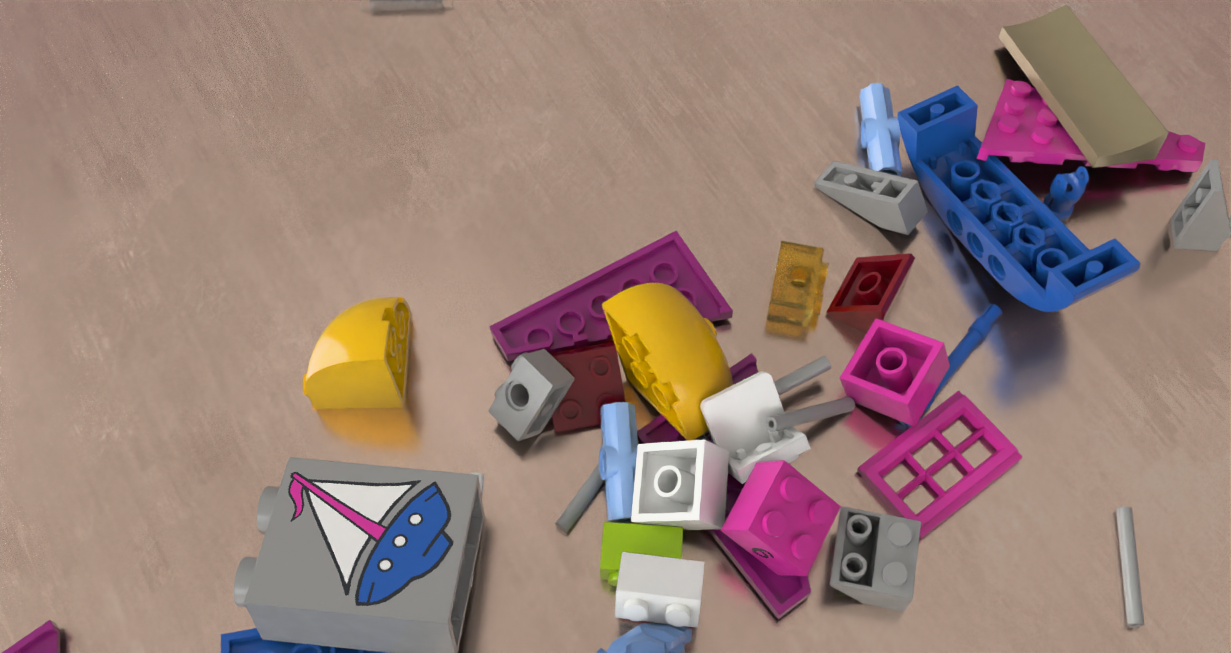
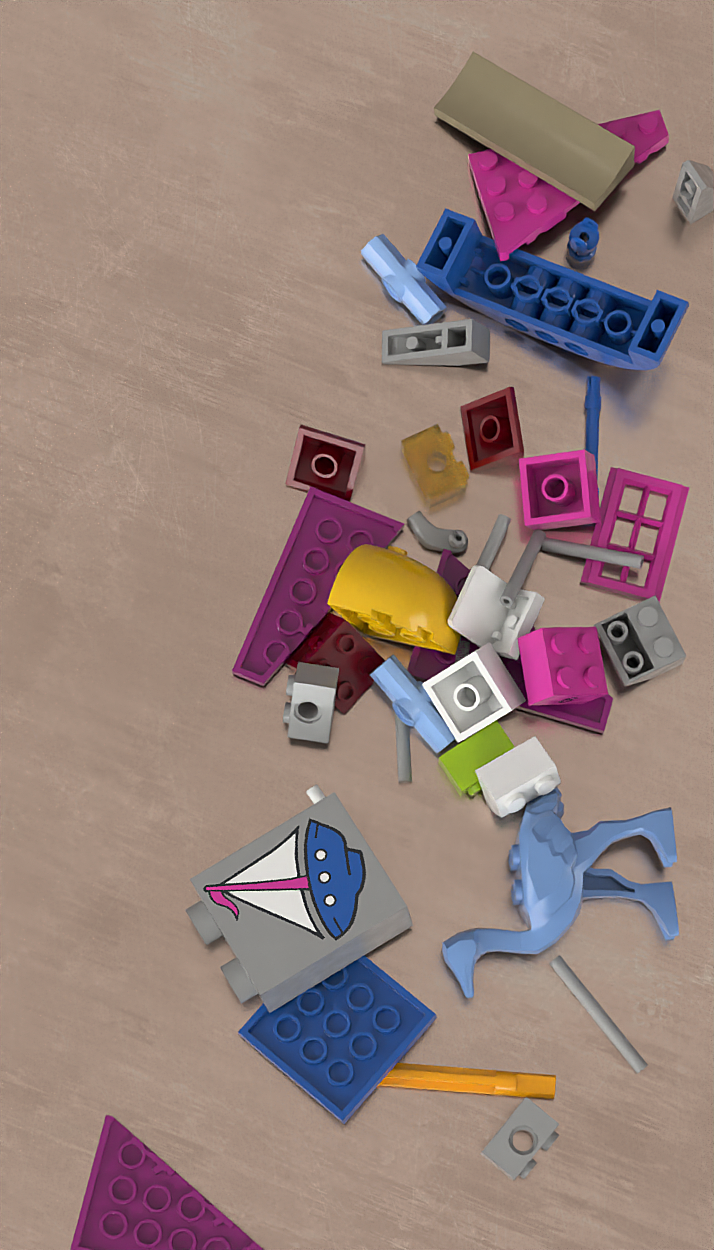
camera: 40 degrees left, 15 degrees up
(361, 357) = (157, 764): yellow brick -> none
(706, 220) = (326, 462): none -> dark red slope
(751, 341) = (437, 538): none -> light grey arm
(888, 449) = (593, 553): none -> light grey piece

